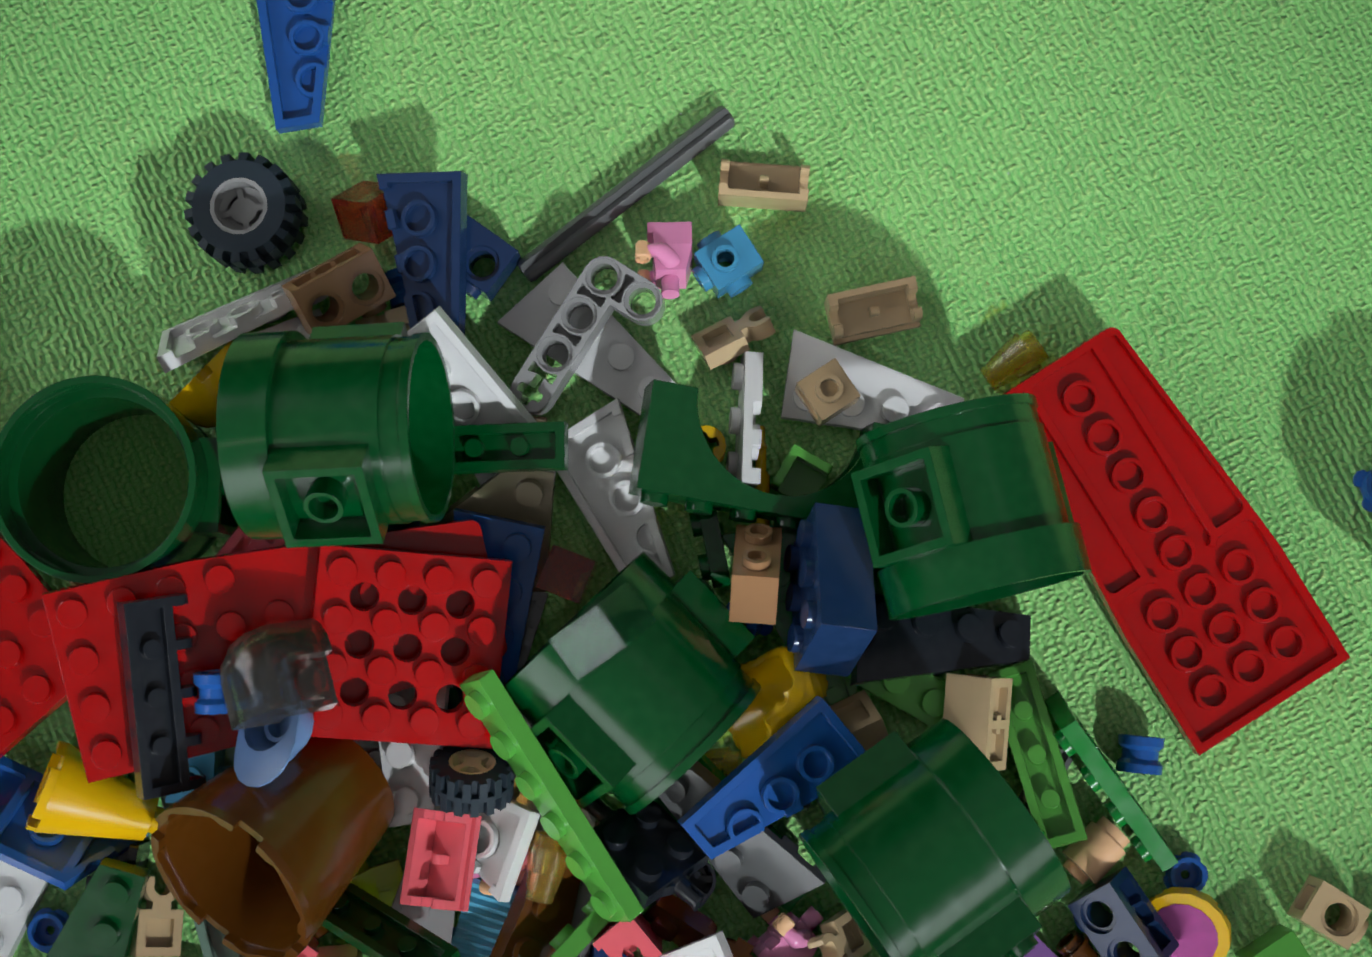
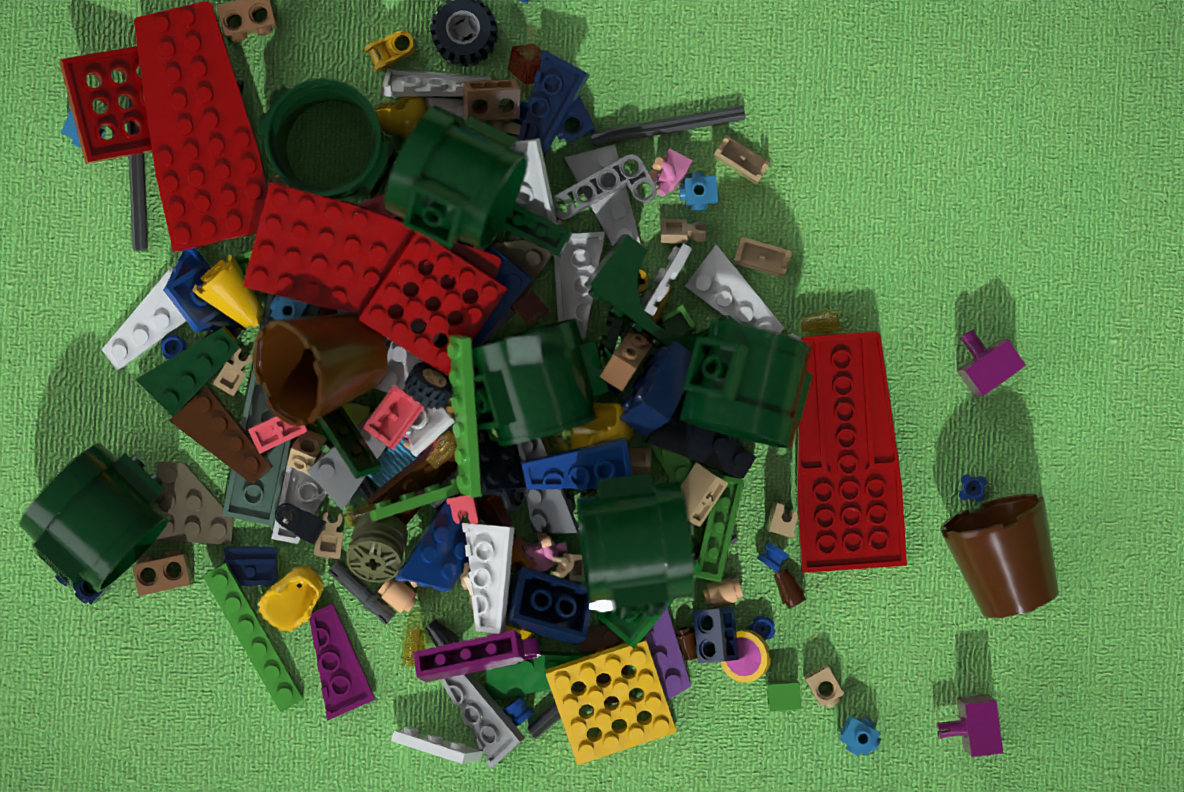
camera: 30 degrees right, 5 degrees up
(148, 303) = (388, 50): none -> yellow piece
(156, 696) = (300, 262): black hinge -> none
(211, 696) = (331, 276): blue wheel -> none
(267, 749) = (347, 308): medium blue piece -> none
(277, 673) = (365, 283): clear smoke brick -> none
(827, 392) = (713, 287): tan brick -> none
(1101, 774) = (748, 557): green wing -> none
(1119, 692) = (781, 522): none -> tan hinge
(1193, 791) = (789, 589): none -> reddish brown cone
(1305, 288) = (989, 365): none -> magenta brick

